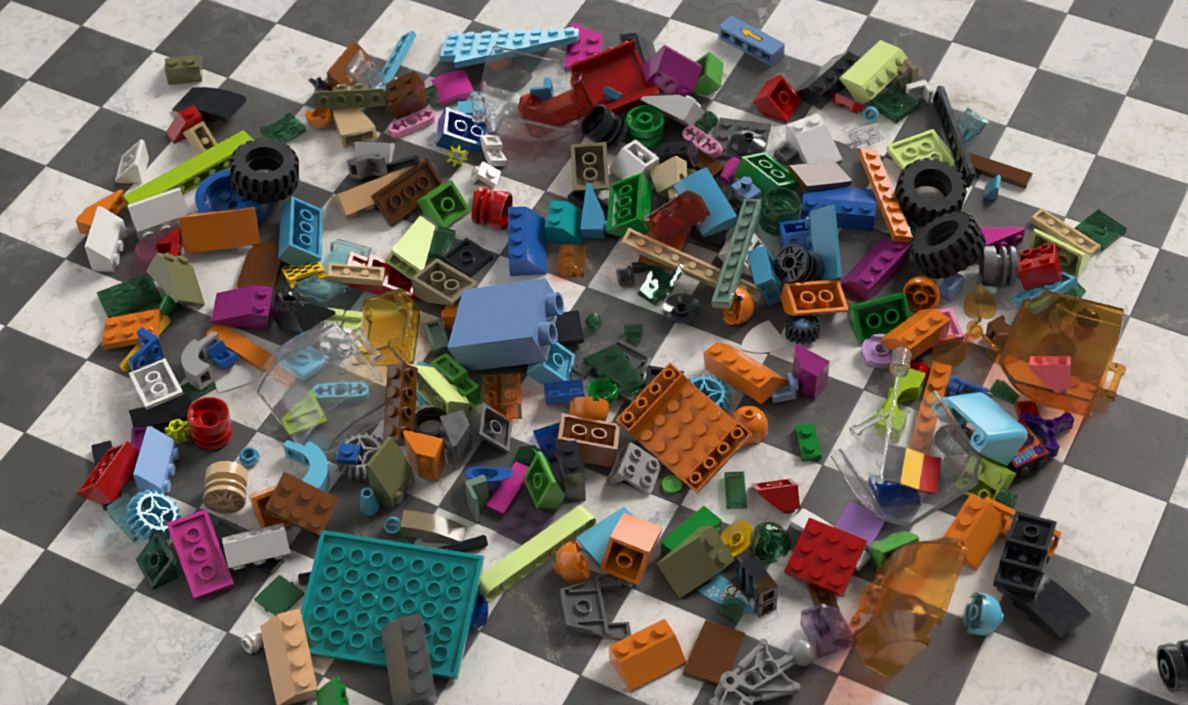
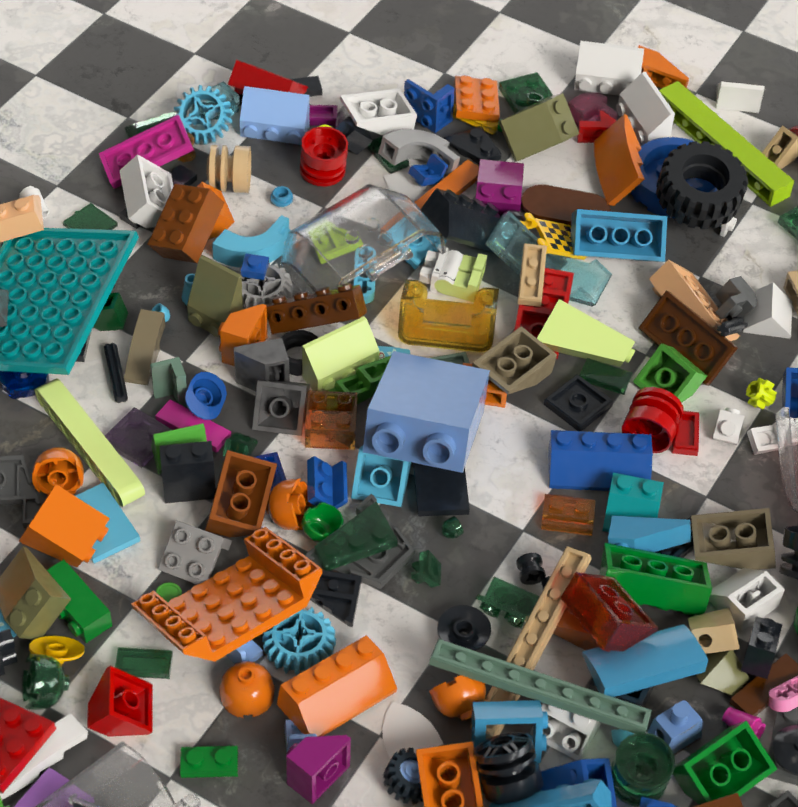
camera: 90 degrees right, 0 degrees up
(185, 330) = (475, 145): none -> black wing

